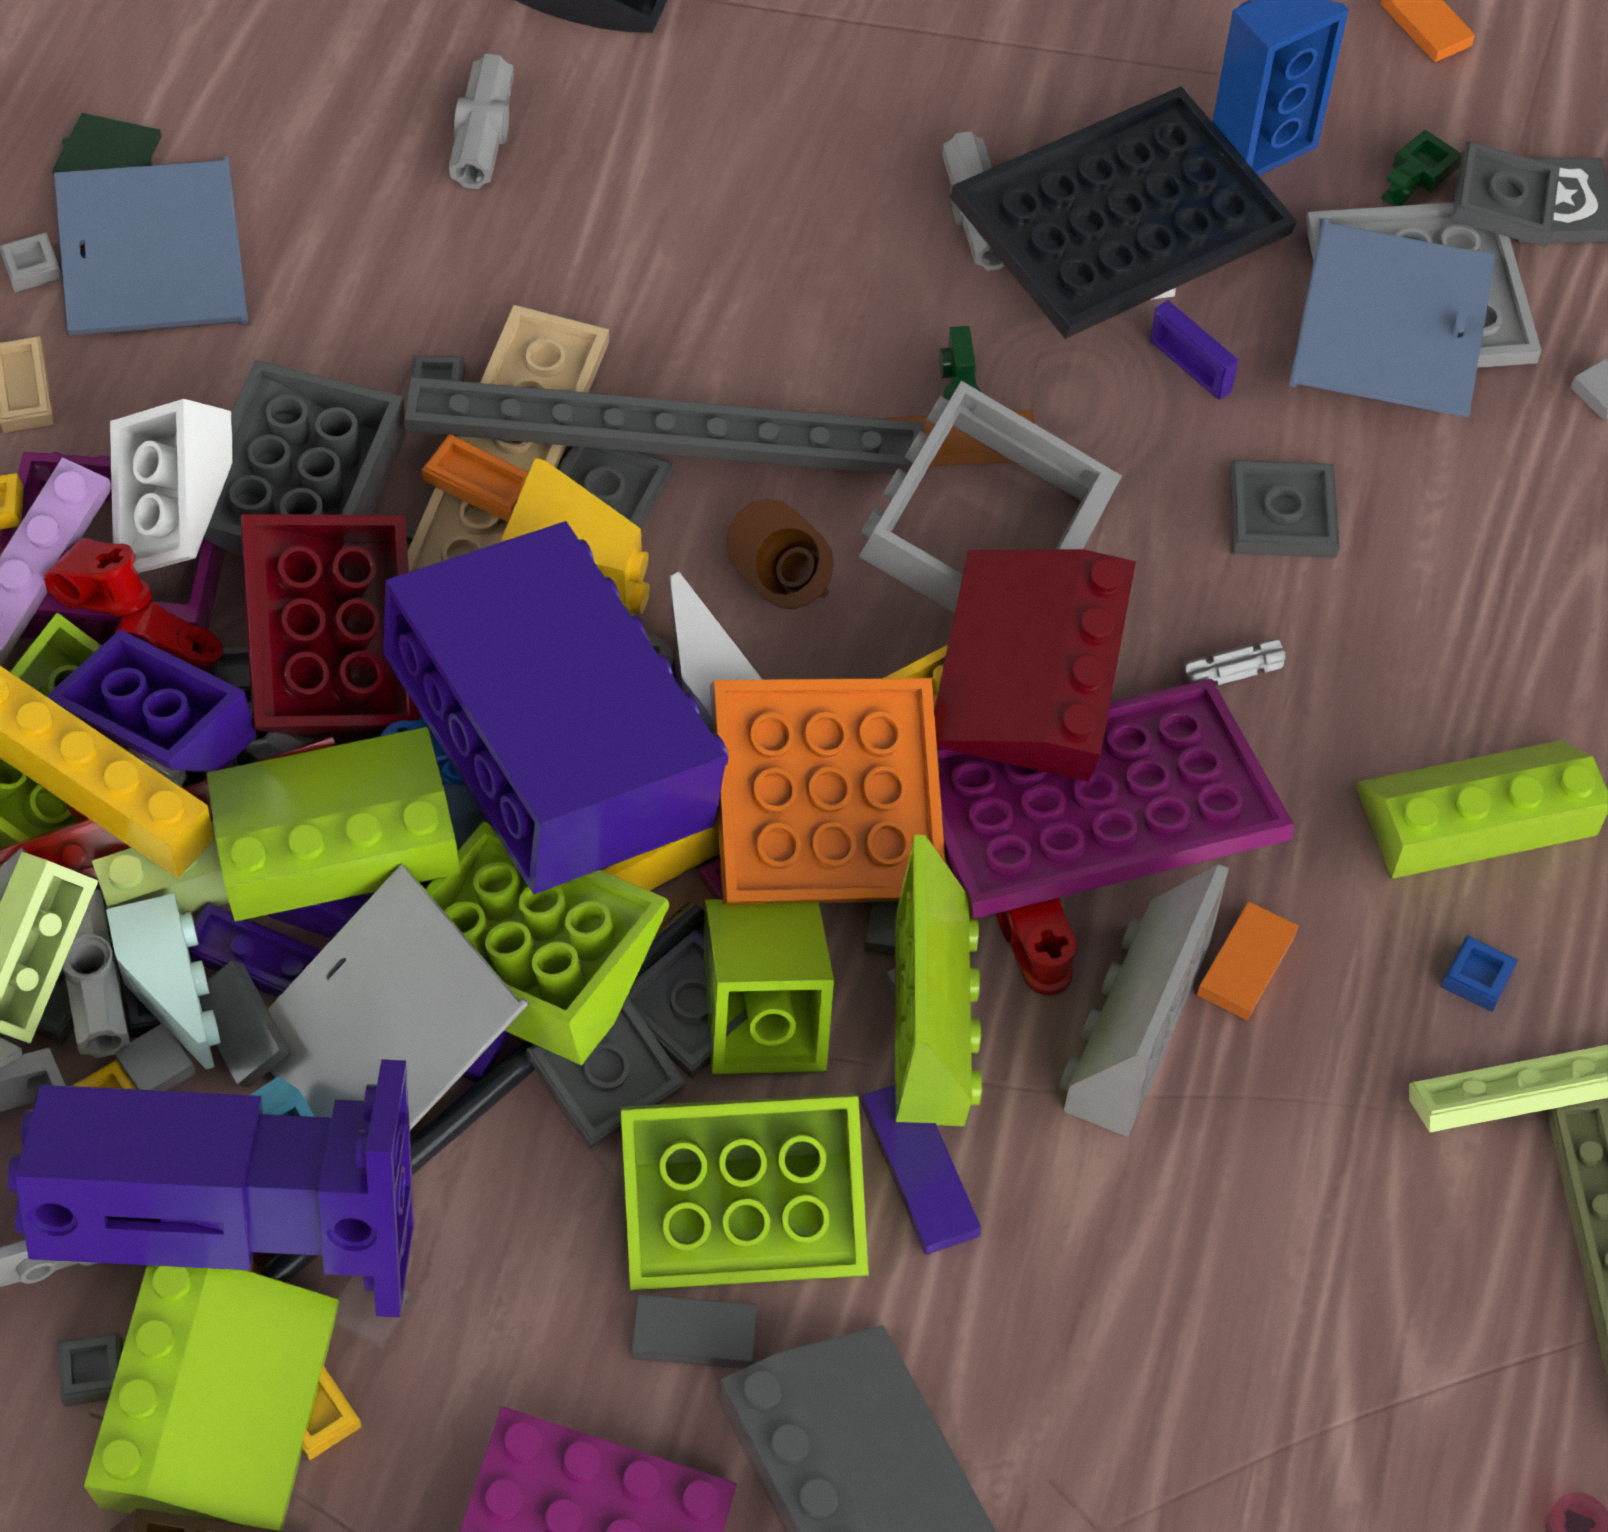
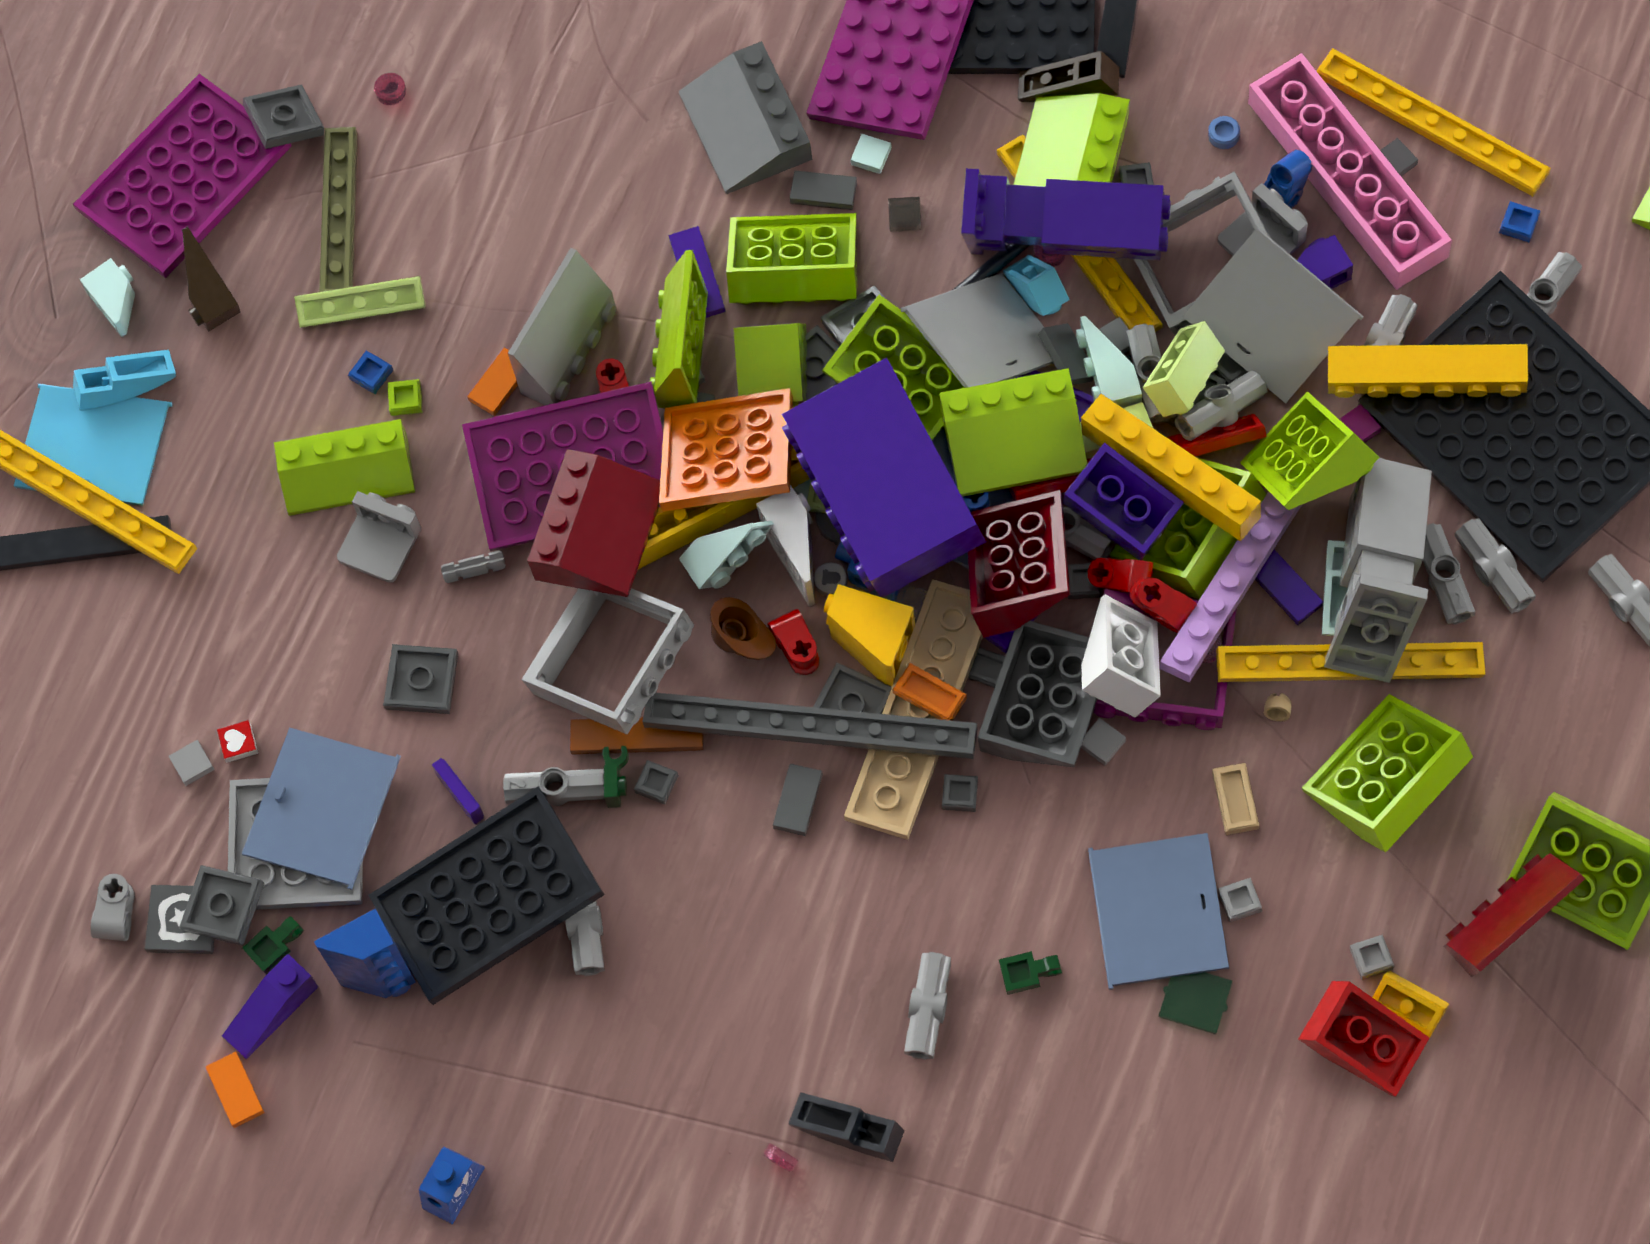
camera: 165 degrees left, 10 degrees up
(344, 161) = (1022, 972): none -> dark green plate
(537, 1287) = (904, 214): none -> clear smoke tile
(606, 1407) = (871, 153): none -> light aqua tile
(682, 360) = (797, 799): none -> dark grey tile
(698, 555) = (794, 639): none -> red piece
(813, 647) = (717, 555): none -> light aqua slope
(897, 383) = (656, 782): none -> dark grey tile
(1049, 359) = (576, 786): none -> light grey piece
(1397, 104) = (269, 1005): none -> dark purple slope
(1397, 693) = (379, 537): none -> light grey bracket
(1408, 932) = (405, 397): none -> lime tile
(1546, 417) = (237, 741): none -> tile

